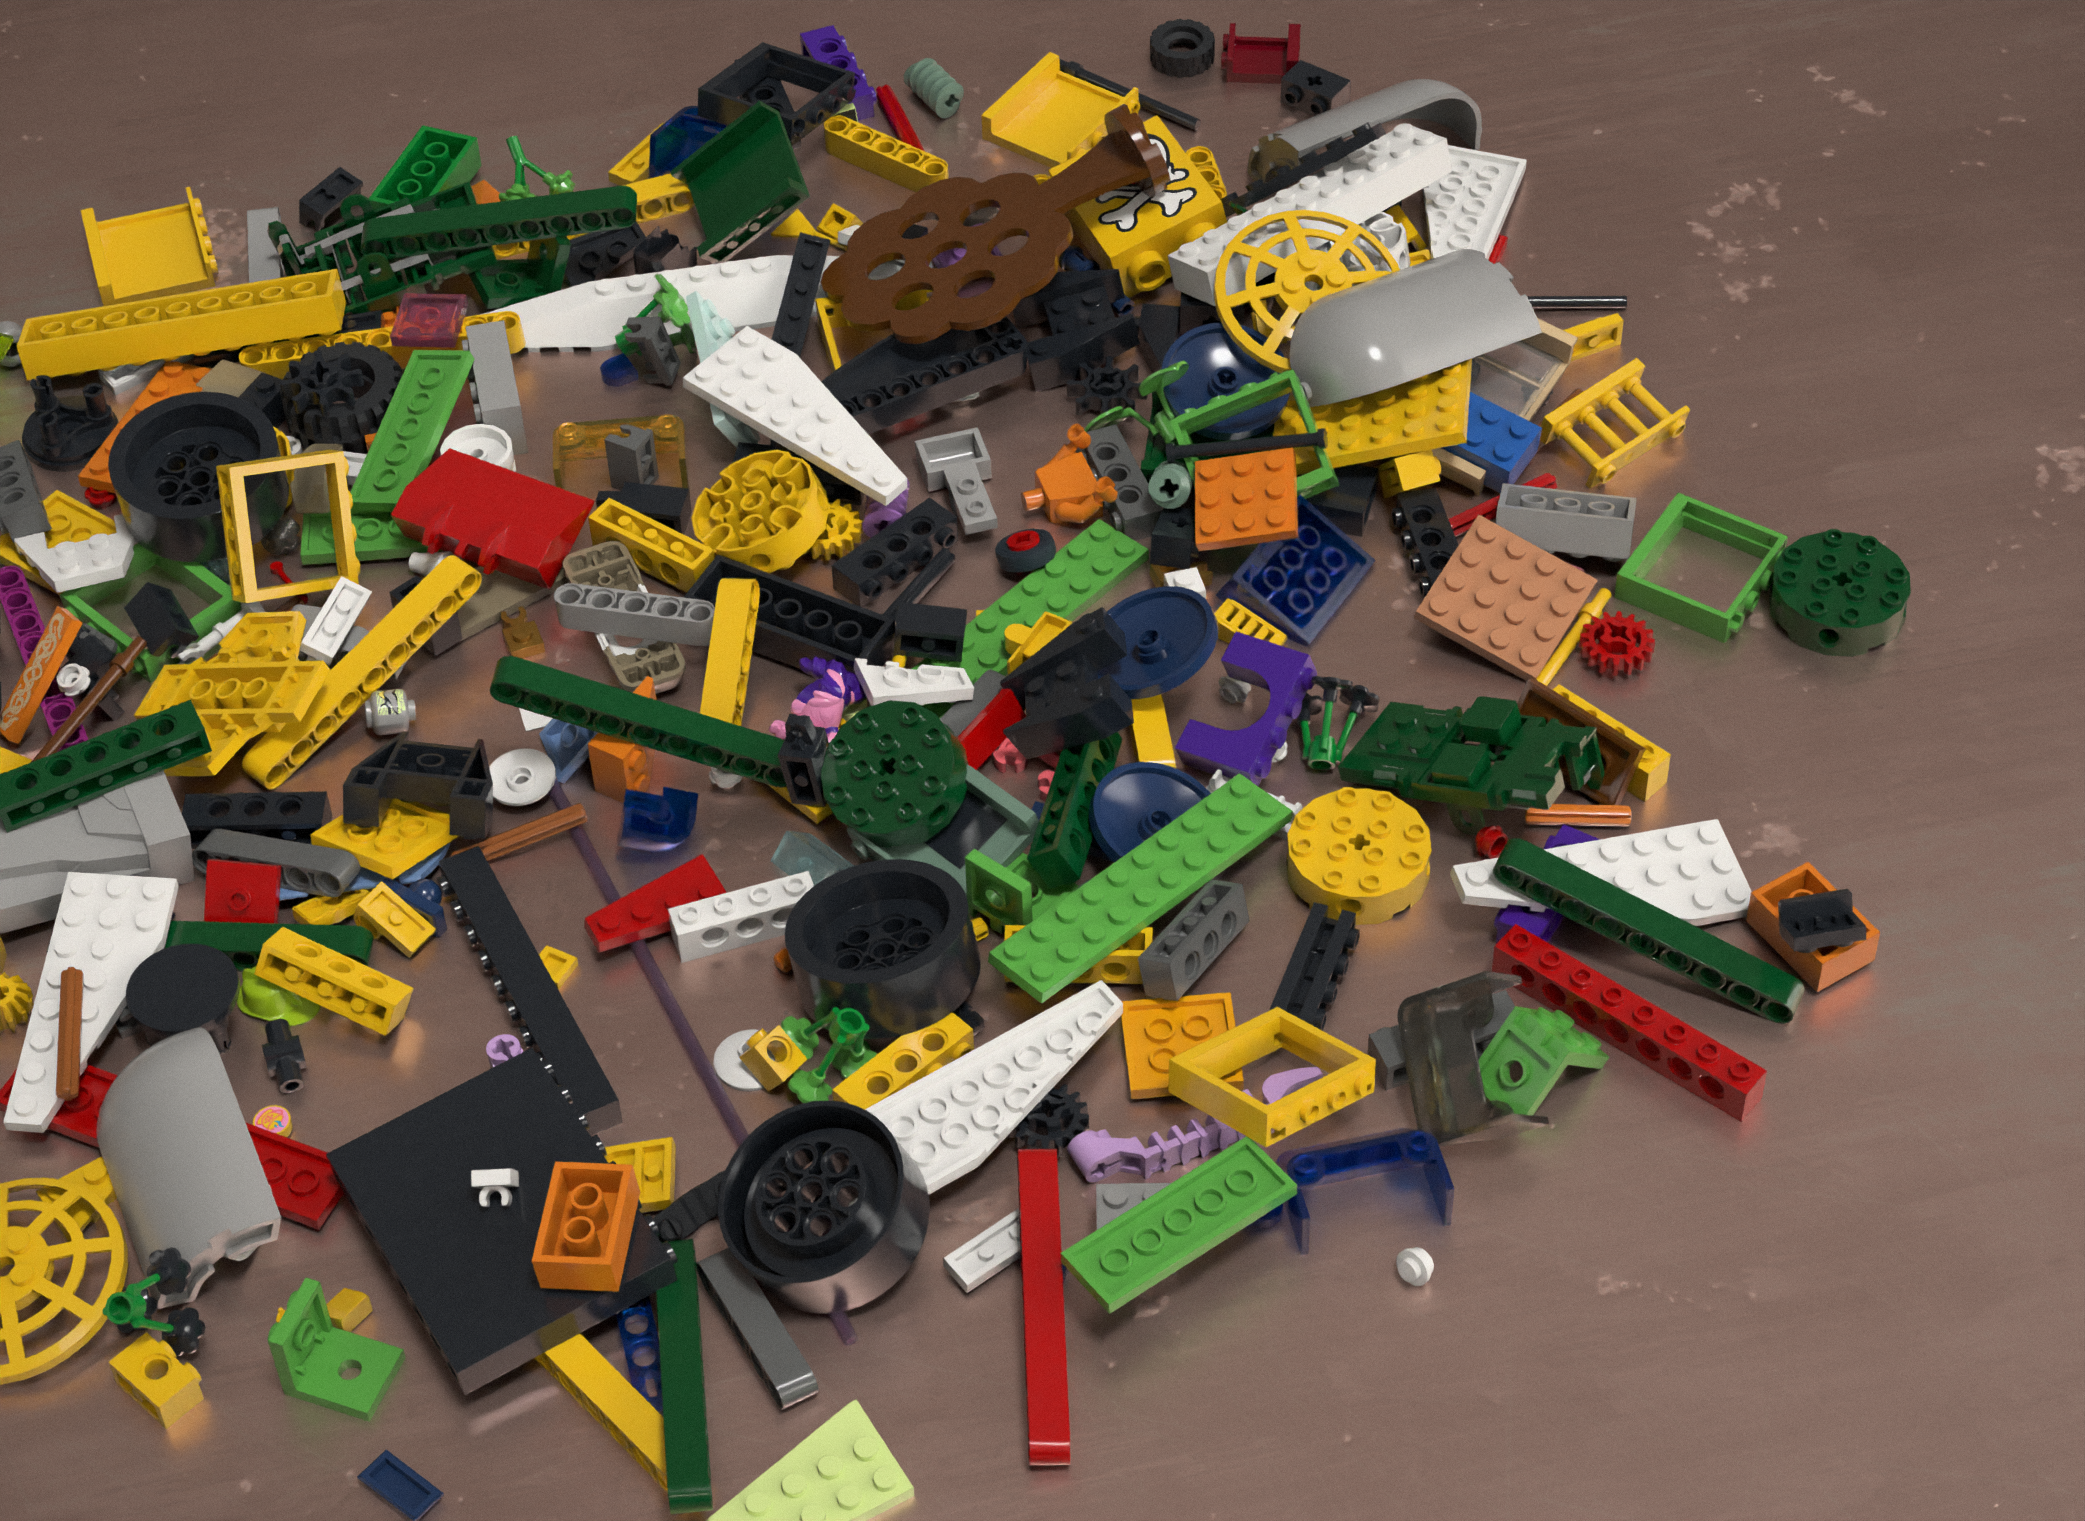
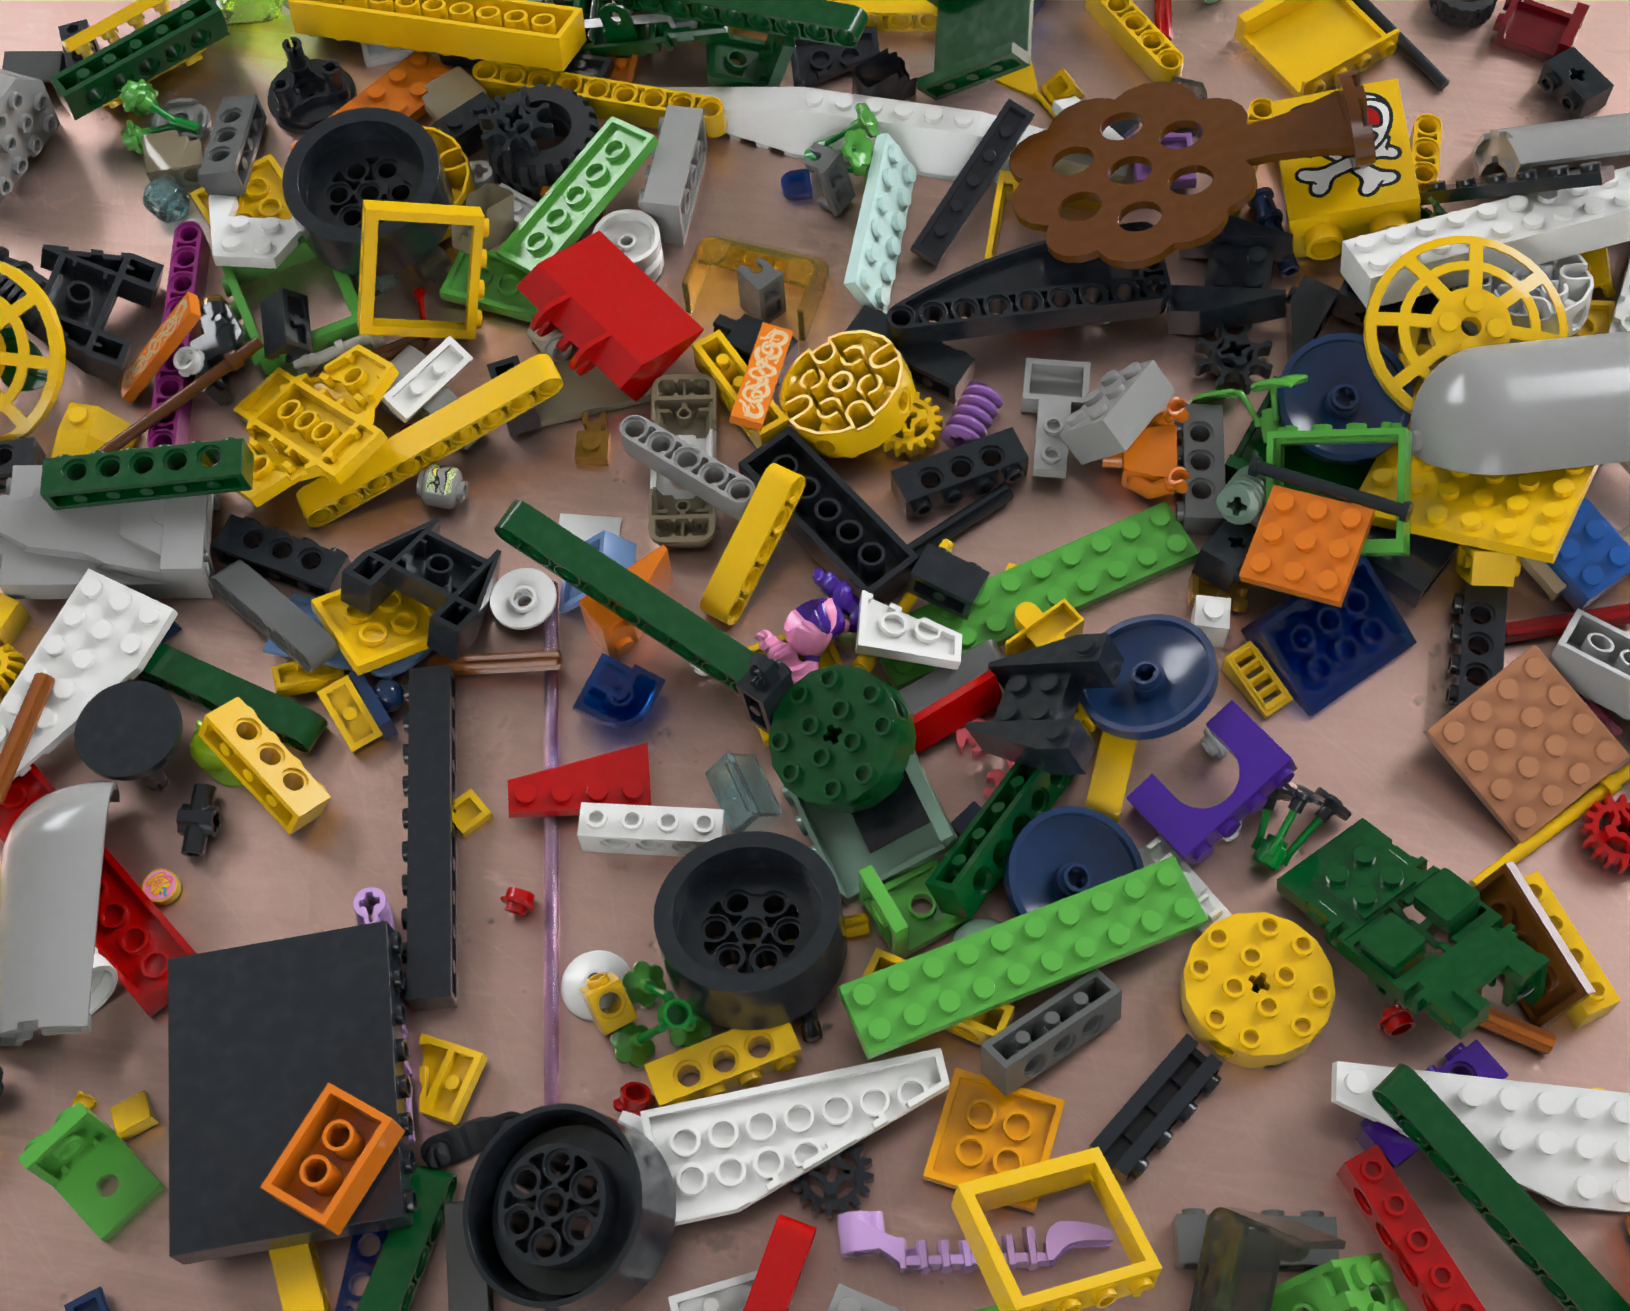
camera: 25 degrees right, 15 degrees up
(242, 892) = (231, 640): red plate -> none
(429, 320) = (641, 86): clear pink plate -> none
(492, 1181) = (284, 1063): white tile -> none
(641, 1015) = (518, 901): none -> red plate
(671, 521) = (761, 377): none -> orange tile
(790, 405) = (912, 283): white wing -> none
(1022, 454) = (1116, 411): none -> light grey brick
(1025, 550) = (1080, 513): black wheel -> none

